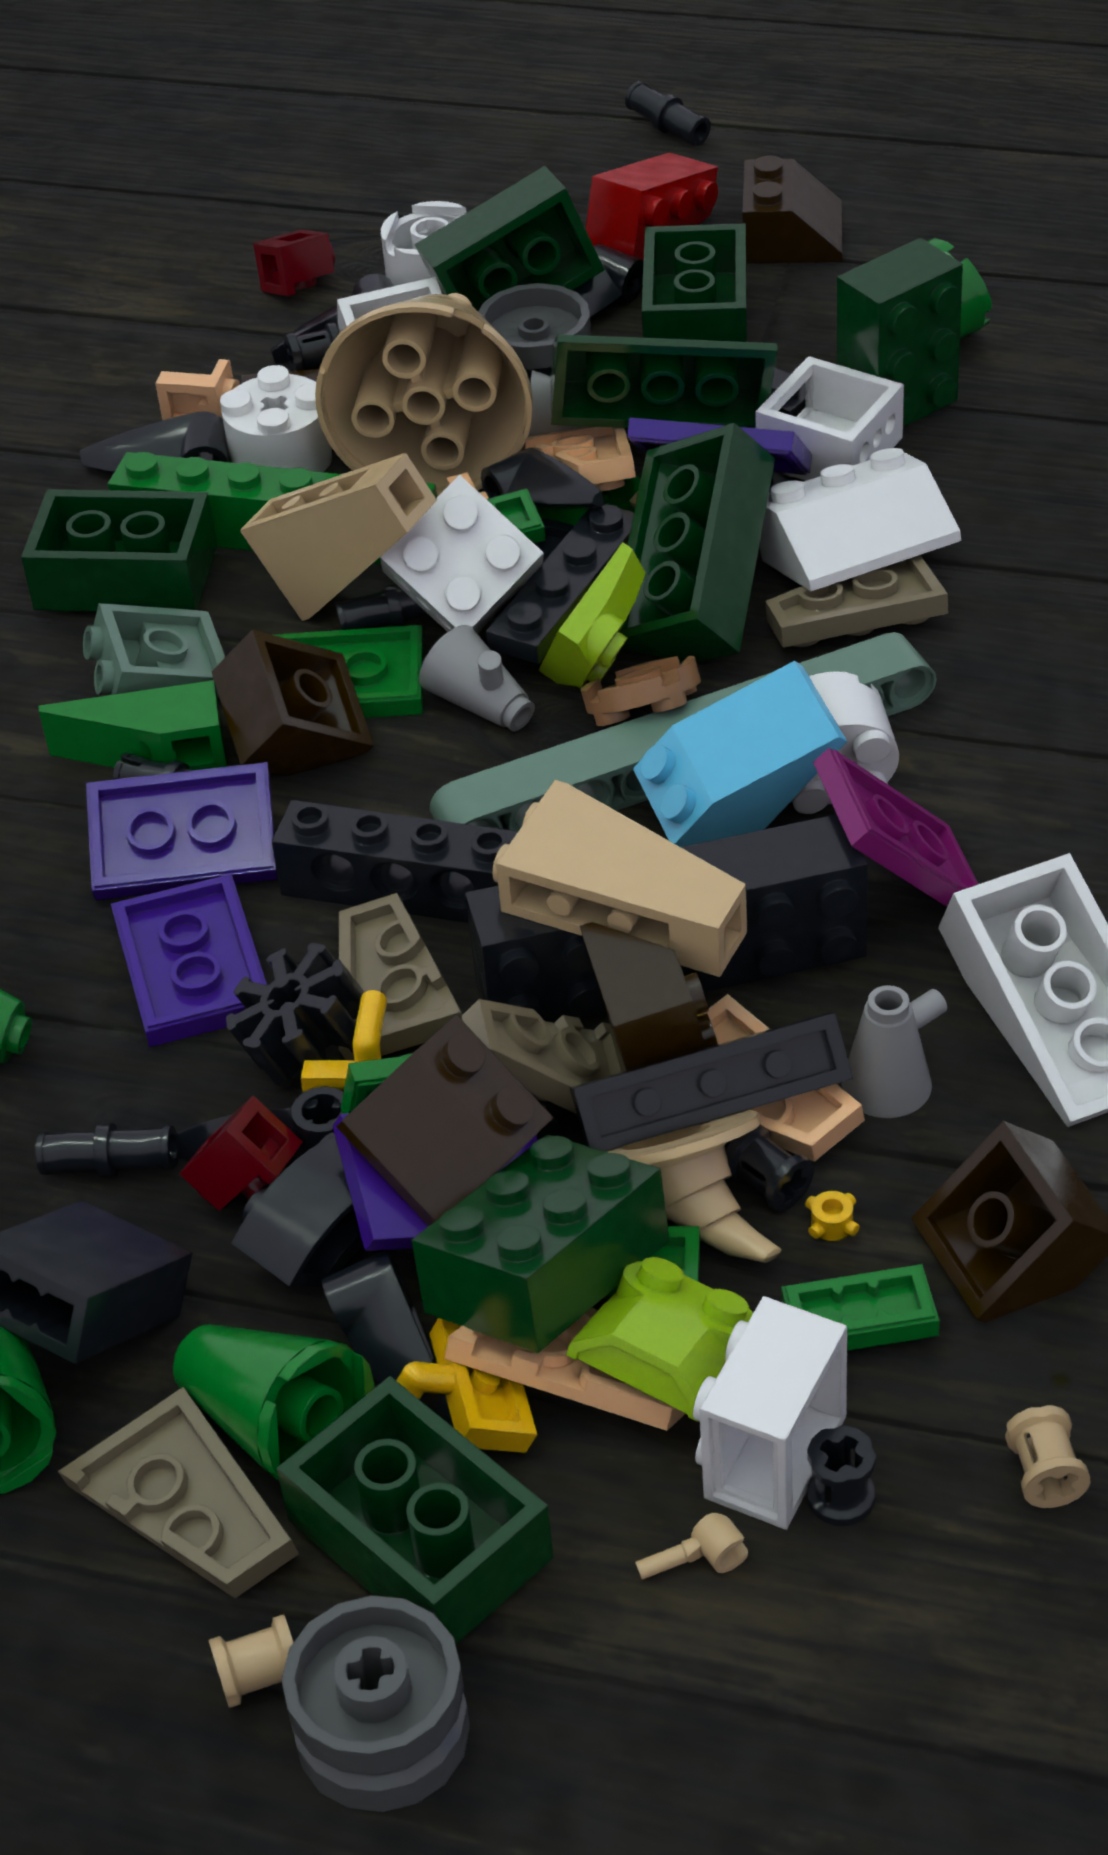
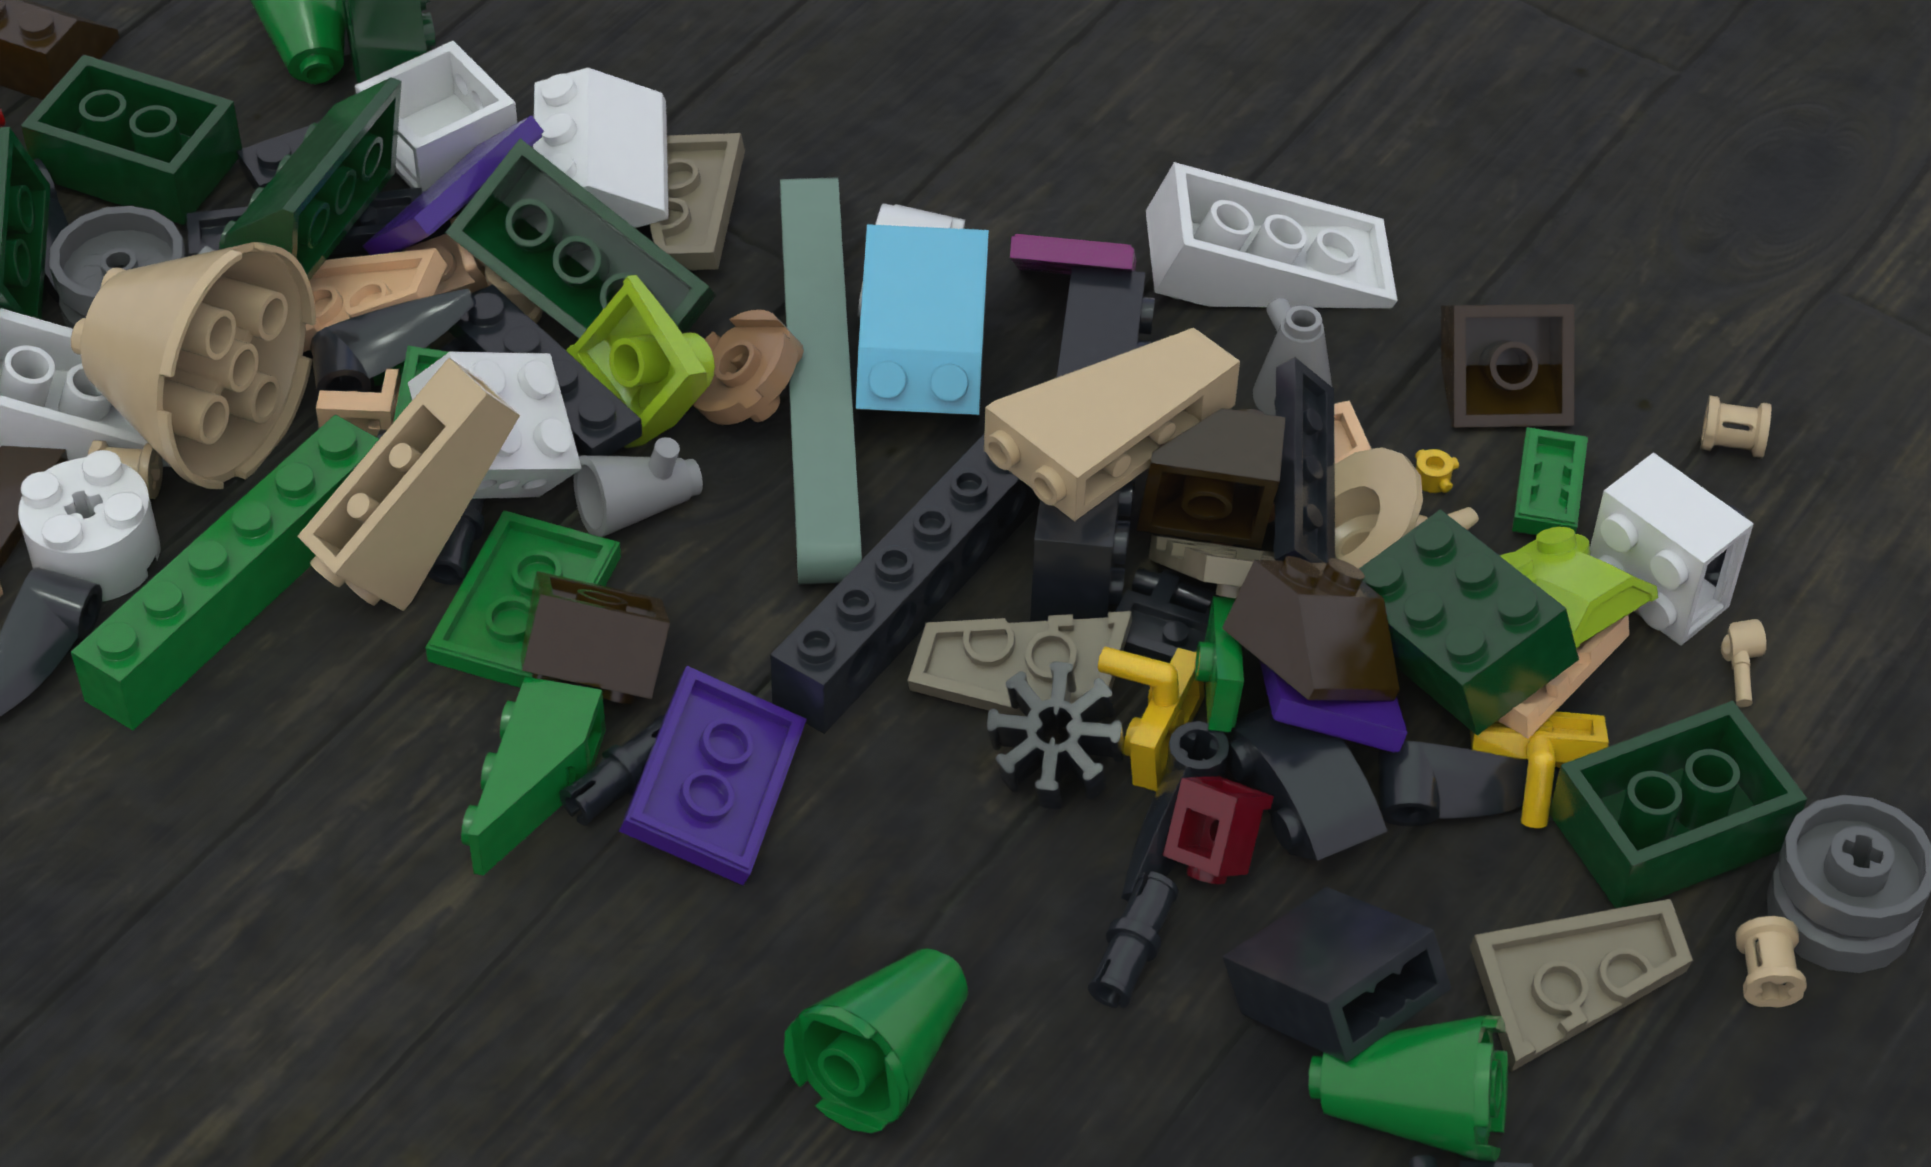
camera: 75 degrees left, 5 degrees up
(119, 549) = (223, 711): dark green brick -> none
(150, 648) = (418, 730): sand green plate -> none
(187, 957) = (887, 821): dark purple tile -> none
(269, 1386) = (1510, 870): green cone -> none

